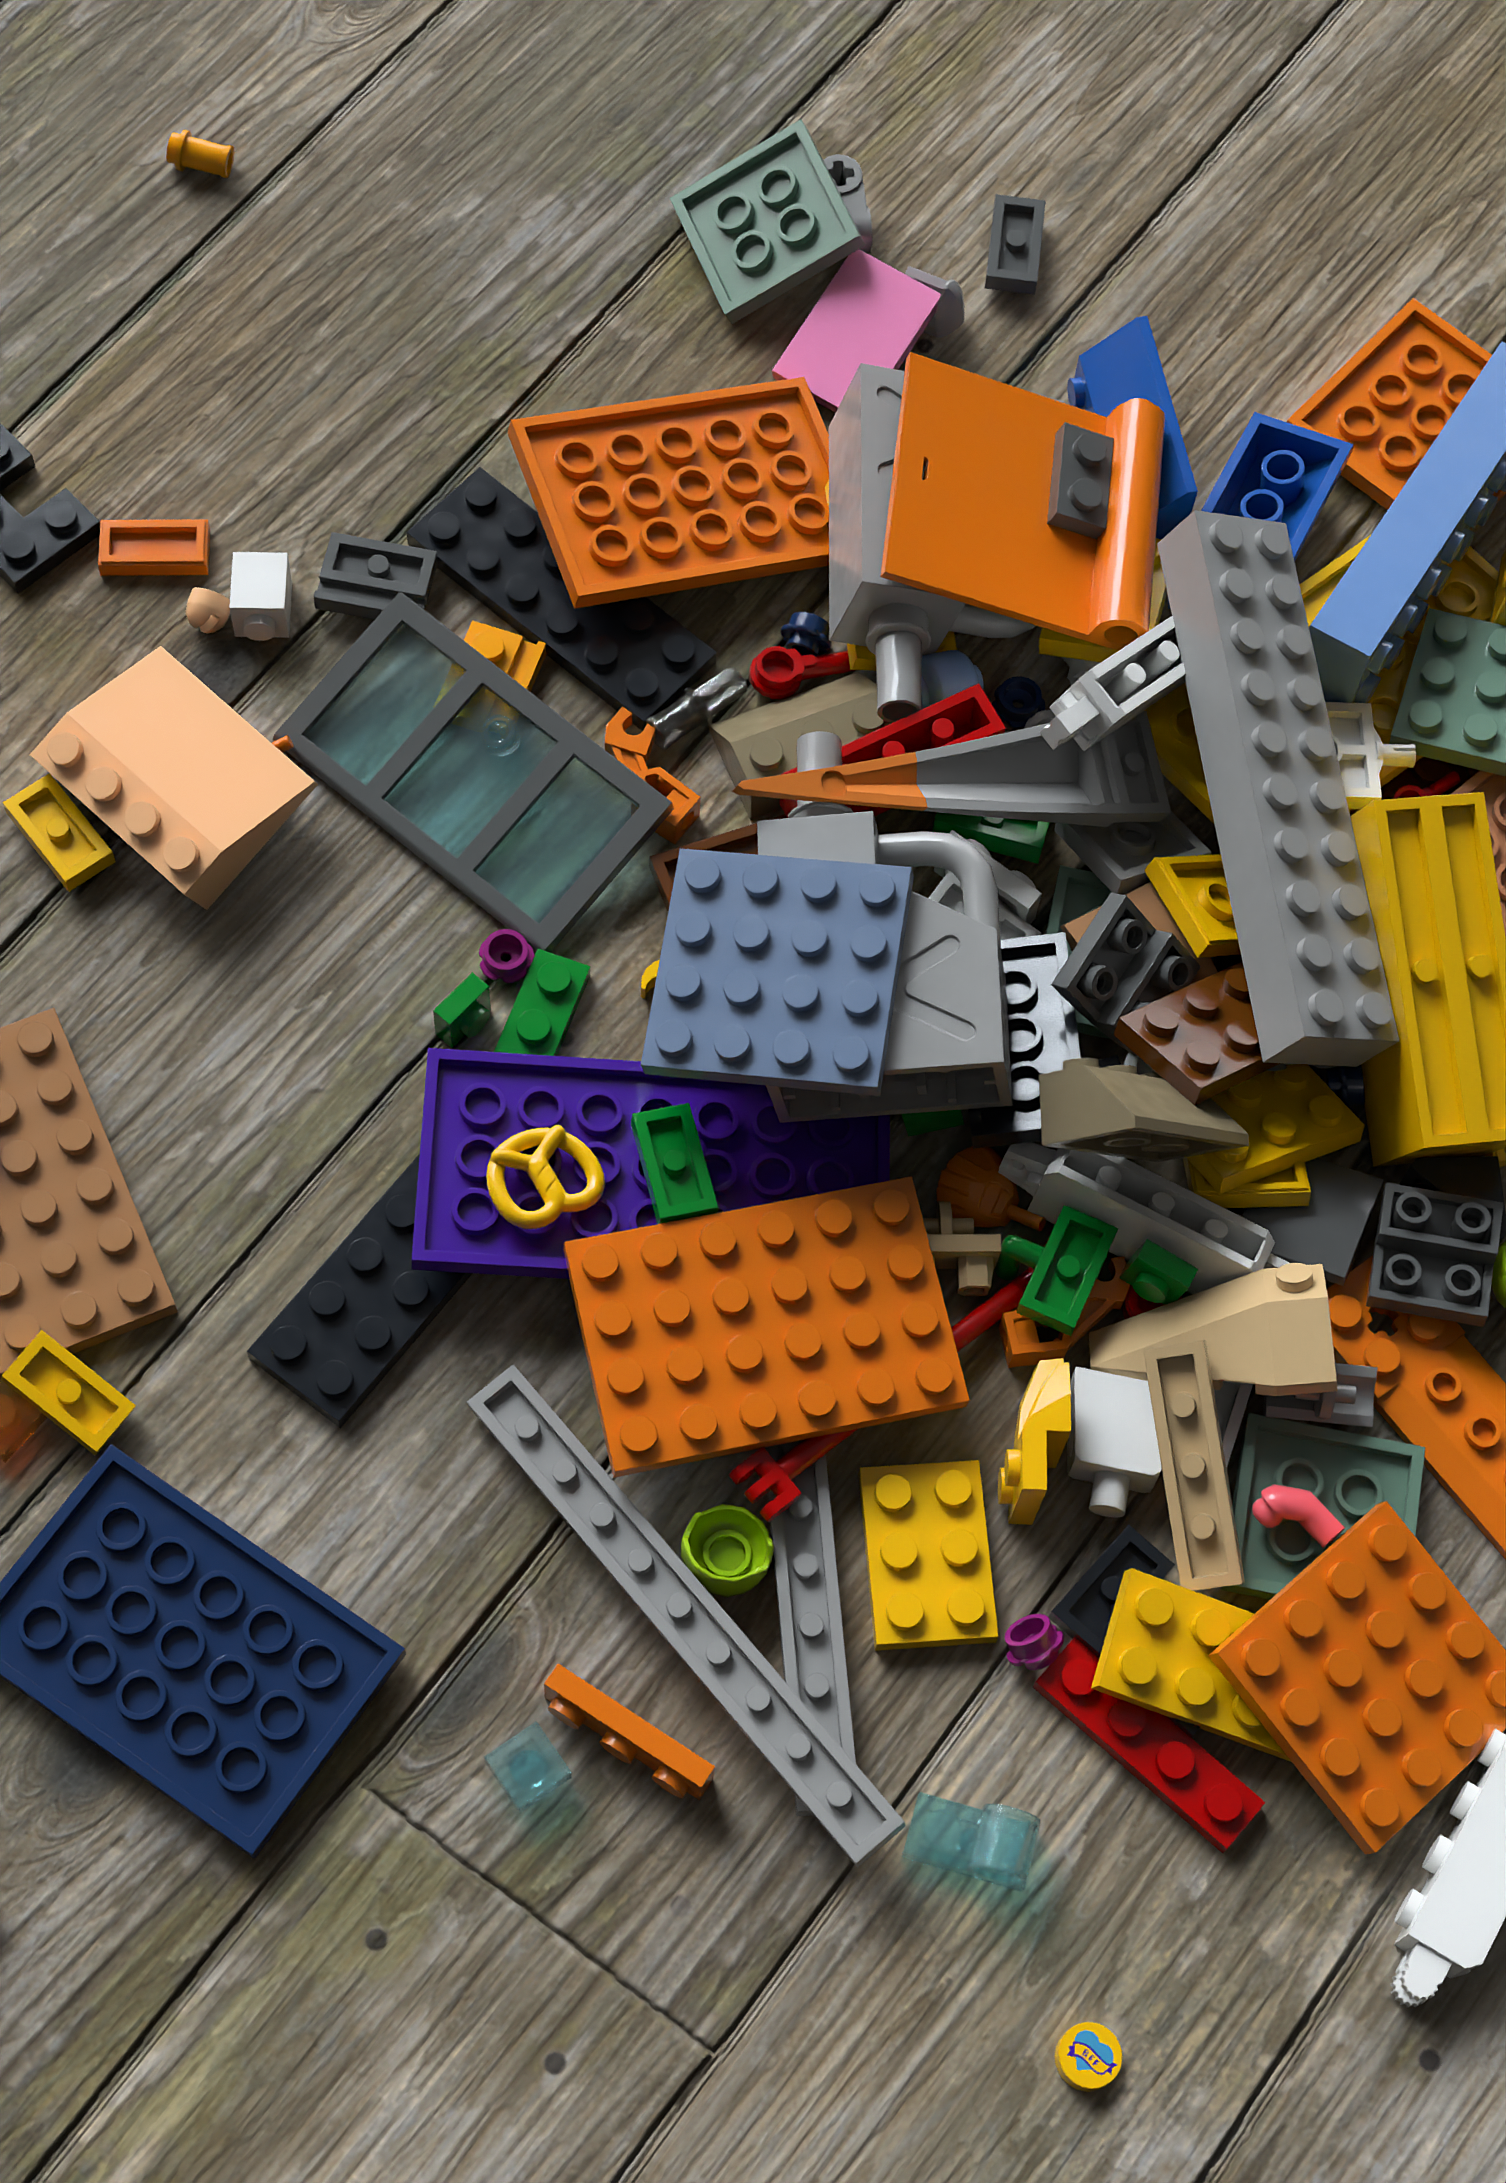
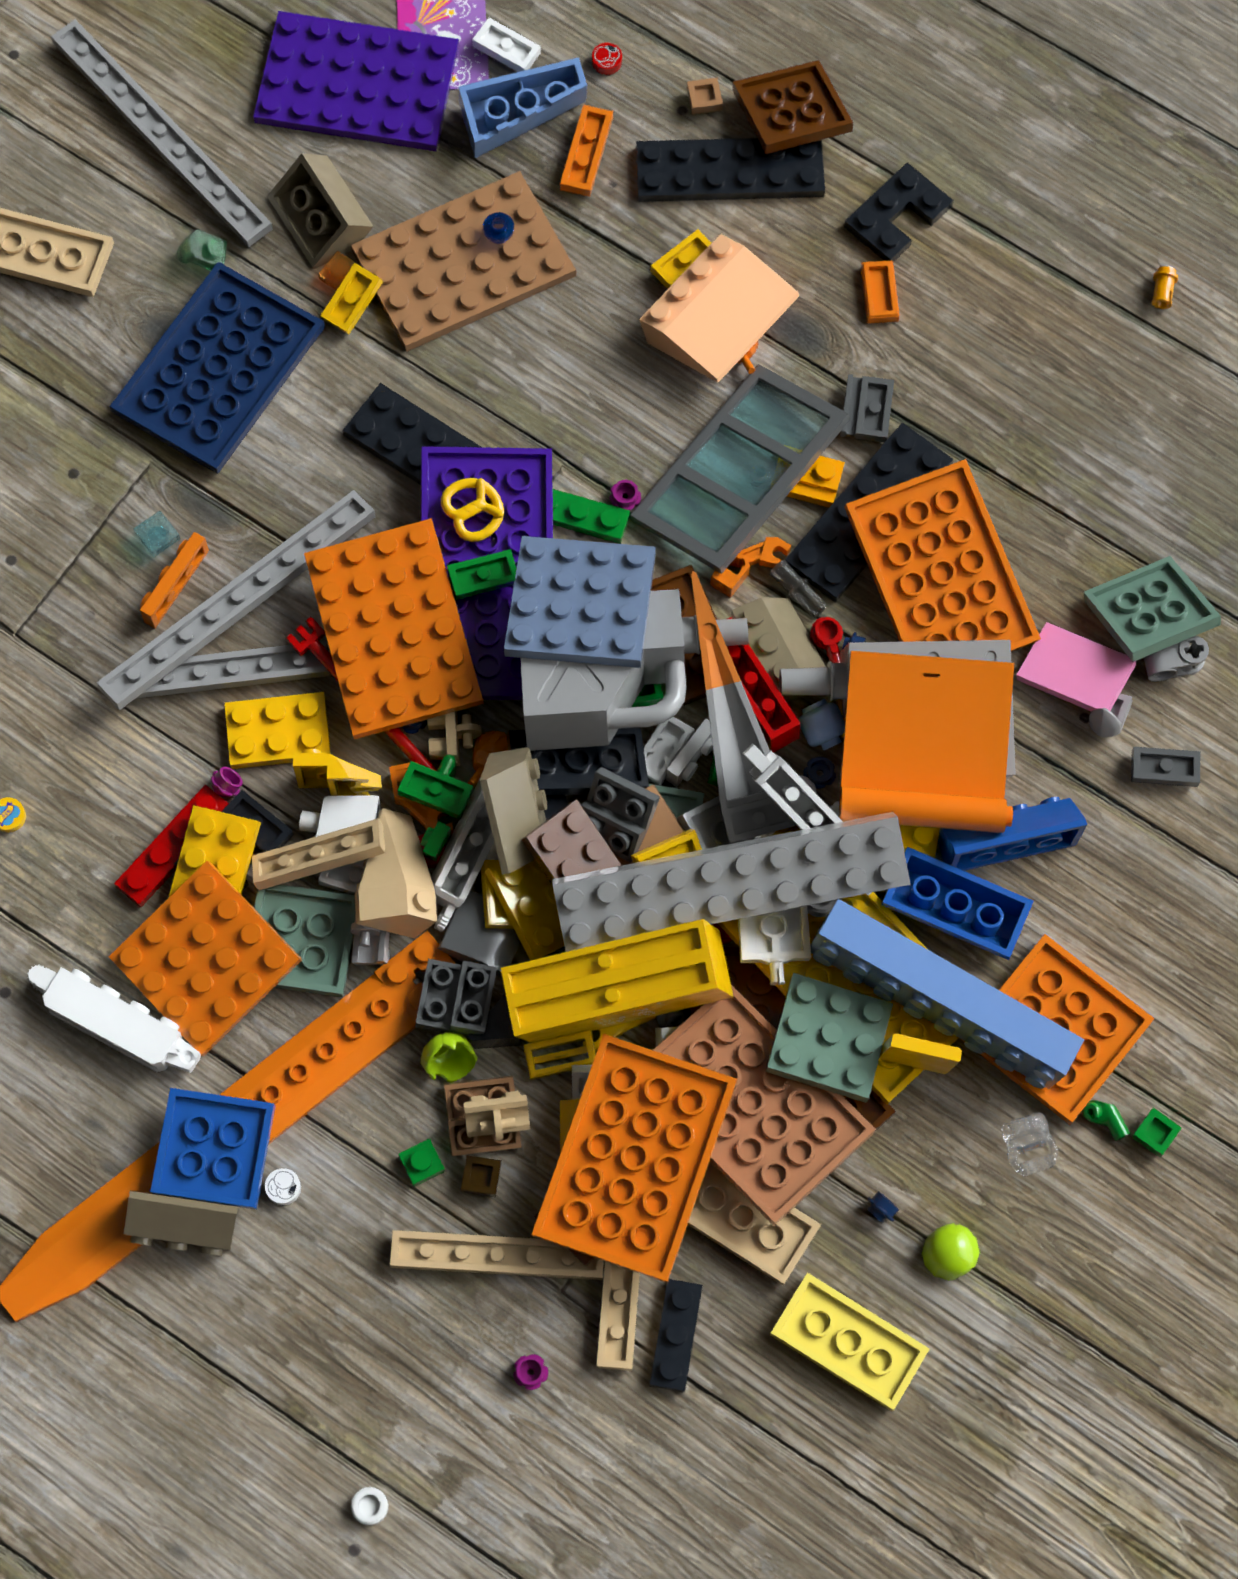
camera: 90 degrees right, 5 degrees up
(207, 610) = (838, 321): light nougat hinge -> none
(260, 595) = (847, 347): white brick -> none
(463, 1011) = (586, 473): green plate -> none
(727, 1549) = (272, 621): lime hair -> none
(979, 1843) = (117, 759): clear light blue plate -> none
(1080, 481) = (947, 777): dark grey plate -> none
(1300, 1506) = (300, 916): coral arm -> none
(1436, 788) = (761, 1002): red hand -> none

